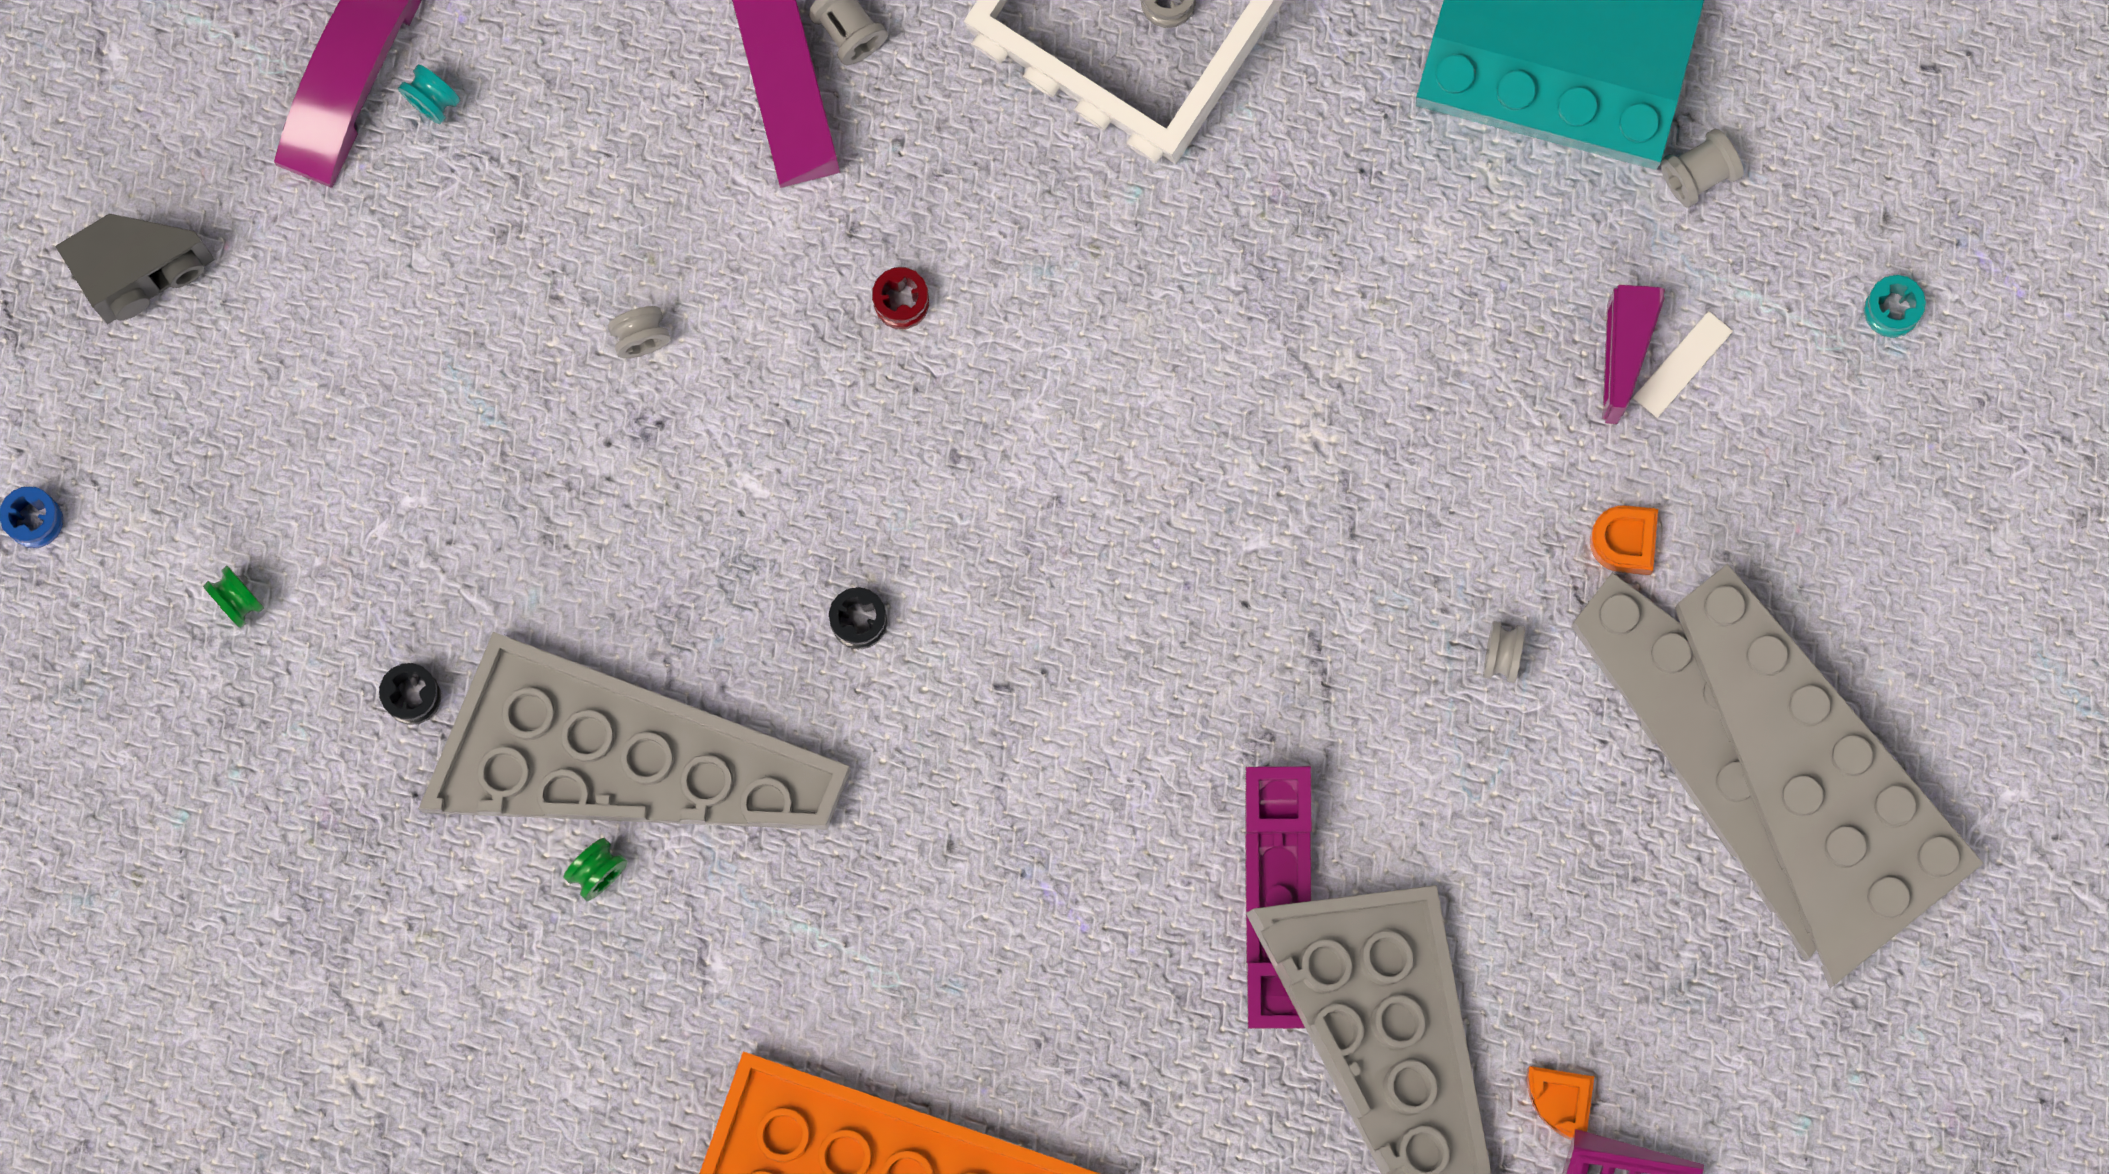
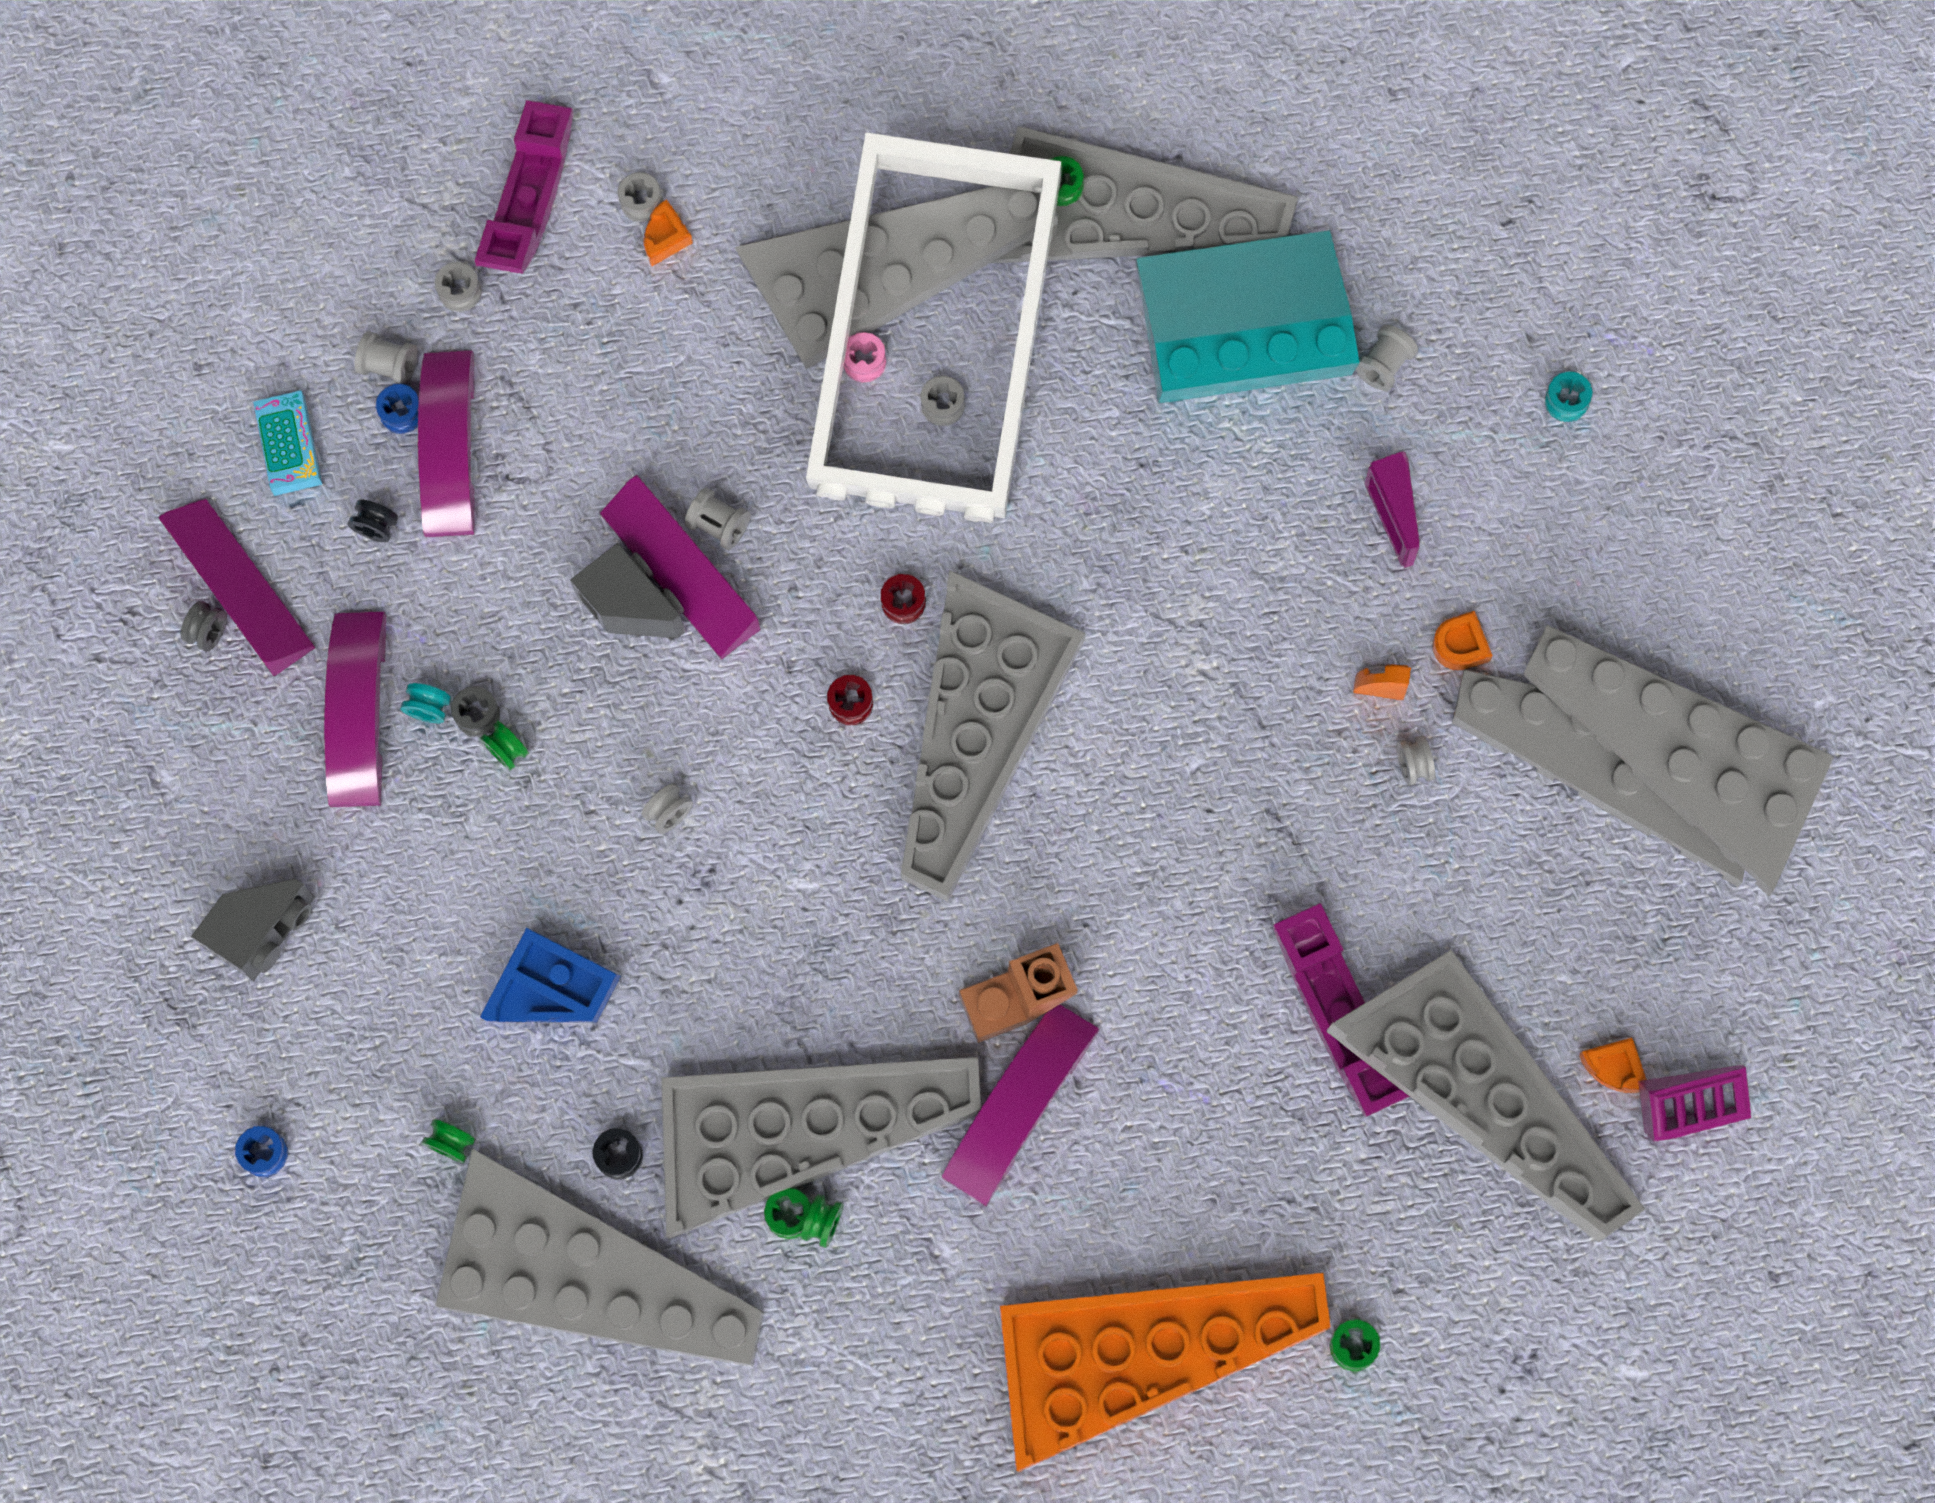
camera: 25 degrees left, 5 degrees down
(291, 790) = (556, 1268): none -> light grey wing
(421, 472) = (549, 985): none -> blue wing
(467, 112) = (486, 700): none -> dark grey bush
(492, 181) = (504, 745): none -> green bush
(550, 826) = (780, 1227): none -> green bush
(700, 71) = (624, 599): none -> dark grey slope
(868, 601) = (930, 931): black bush -> none
(874, 835) = (1018, 1103): none -> magenta slope
(929, 717) = (1019, 996): none -> nougat slope
(1033, 209) = (899, 583): none -> dark red bush
(1047, 372) = (985, 703): none -> light grey wing
(1518, 549) = (1390, 684): none -> orange tile
(1682, 364) = (1439, 502): white sticker -> none

